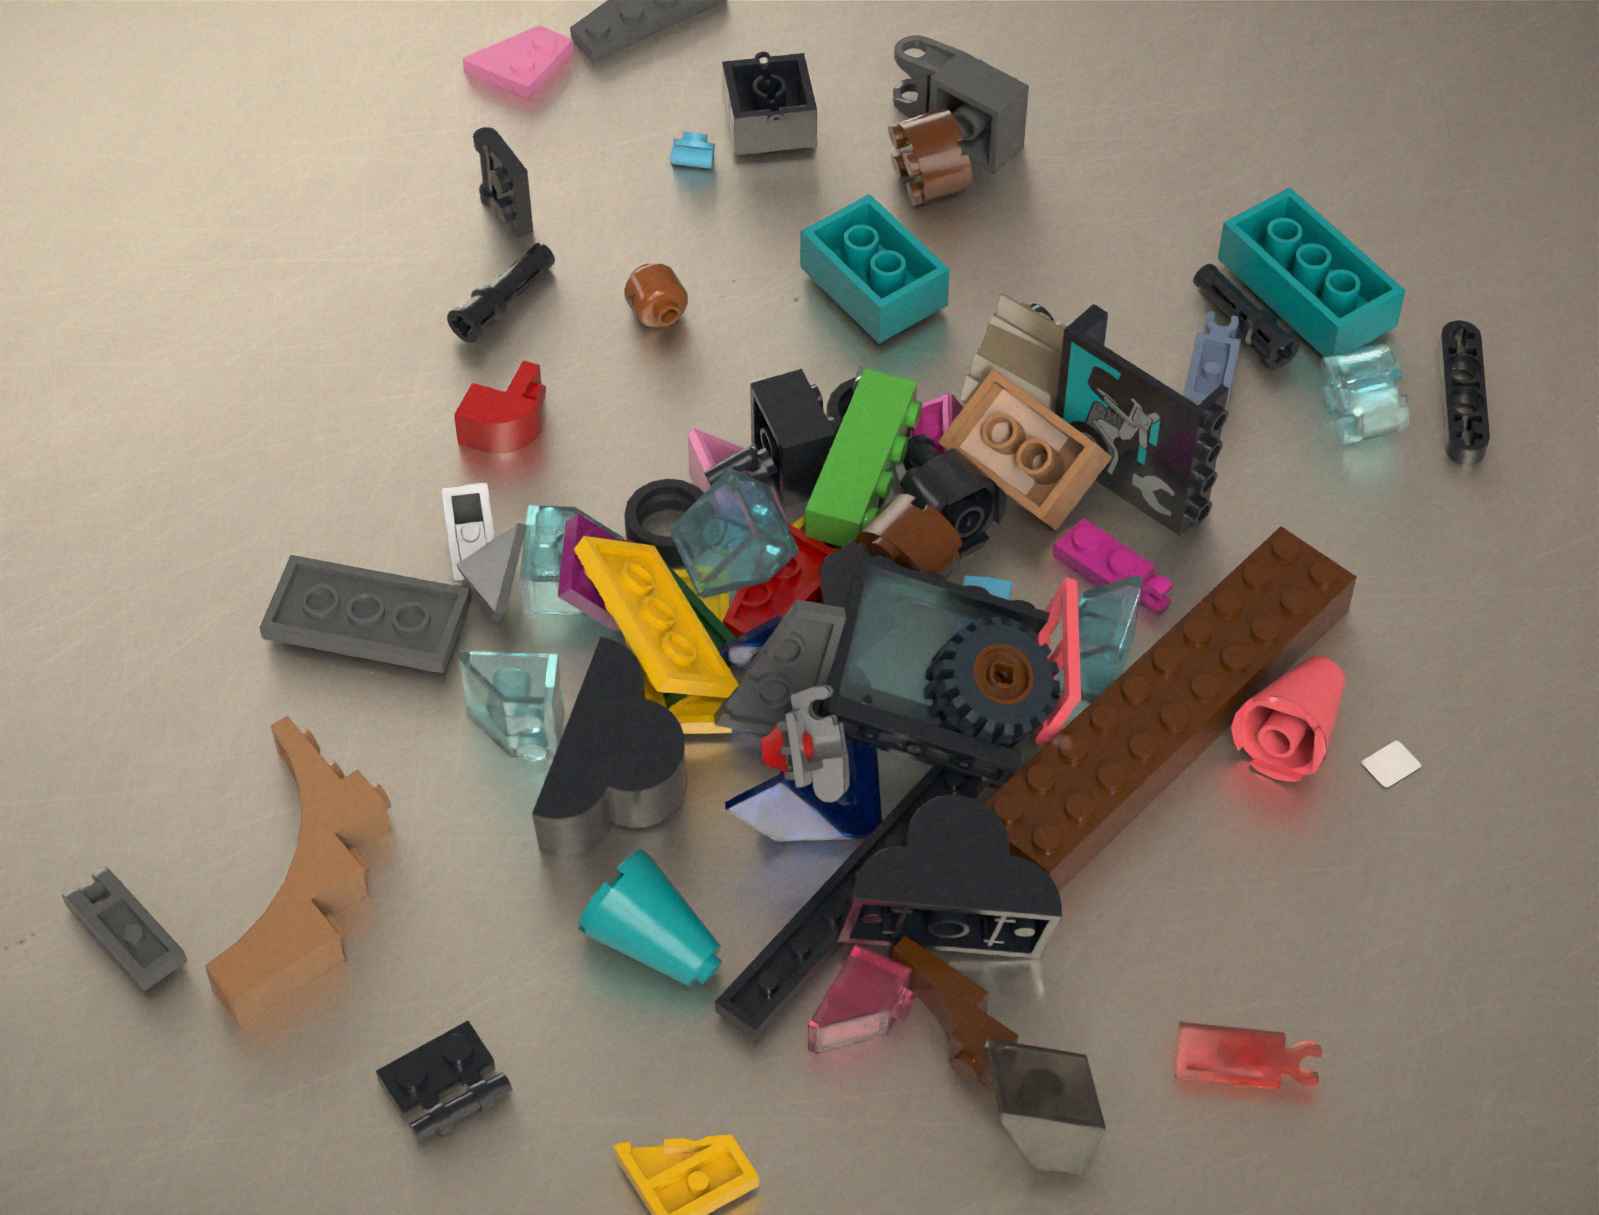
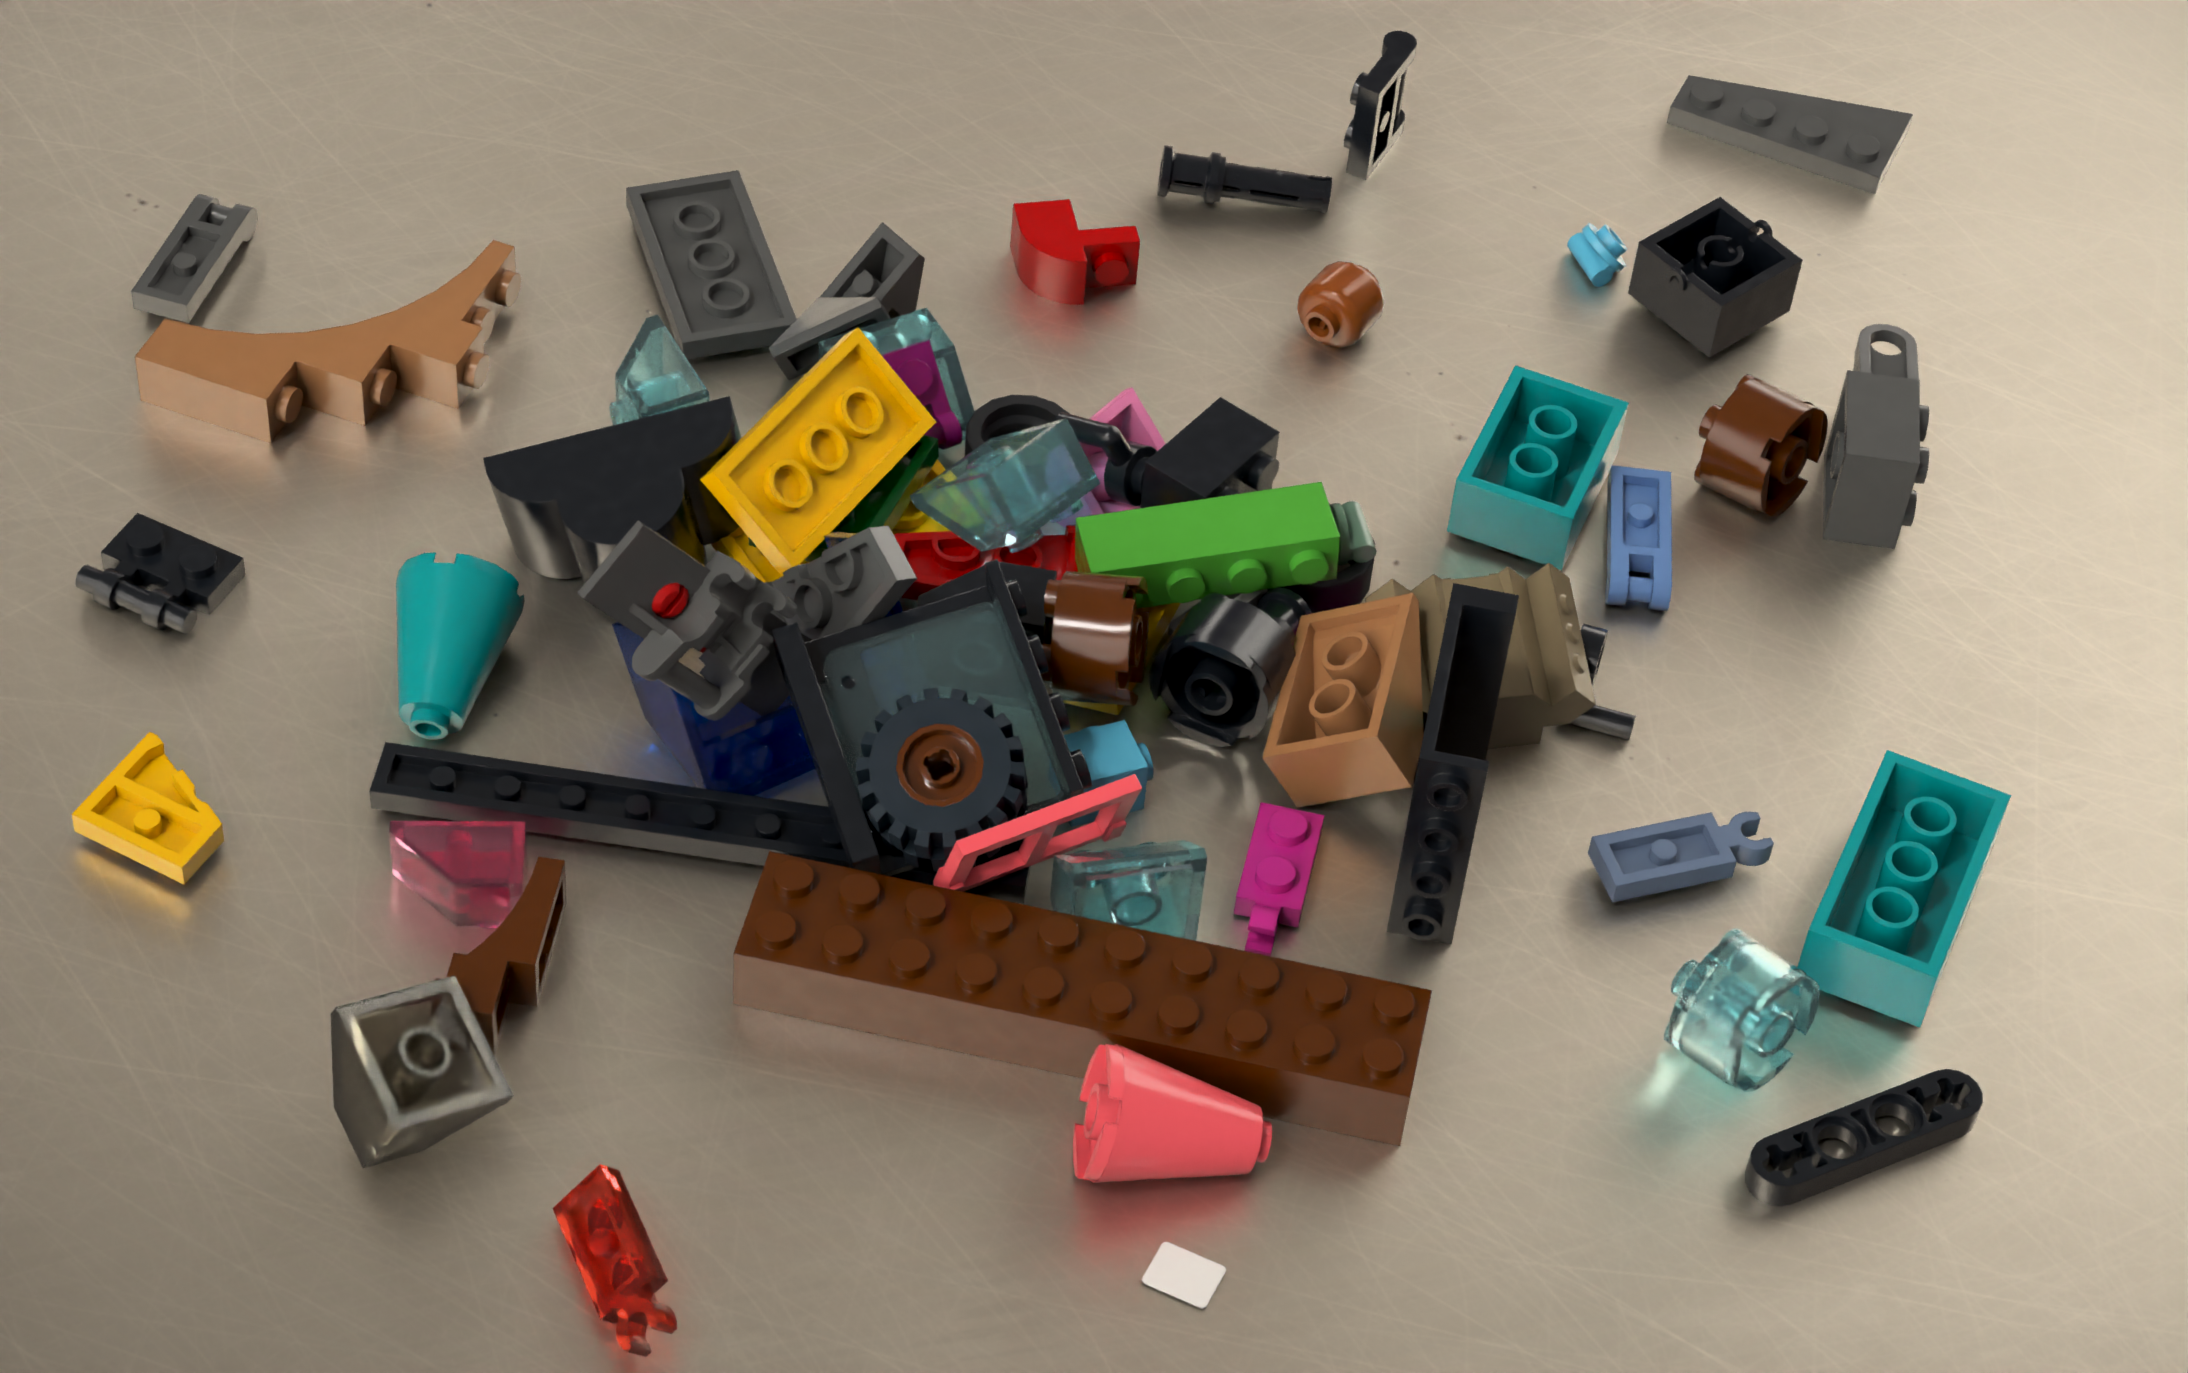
camera: 55 degrees right, 5 degrees down
(522, 61) = (1608, 63): bright pink wing -> none
(953, 888) = (646, 854): black brick -> none
(961, 255) = (1639, 537): none -> medium blue plate
(1257, 326) = (1783, 874): black pin -> none

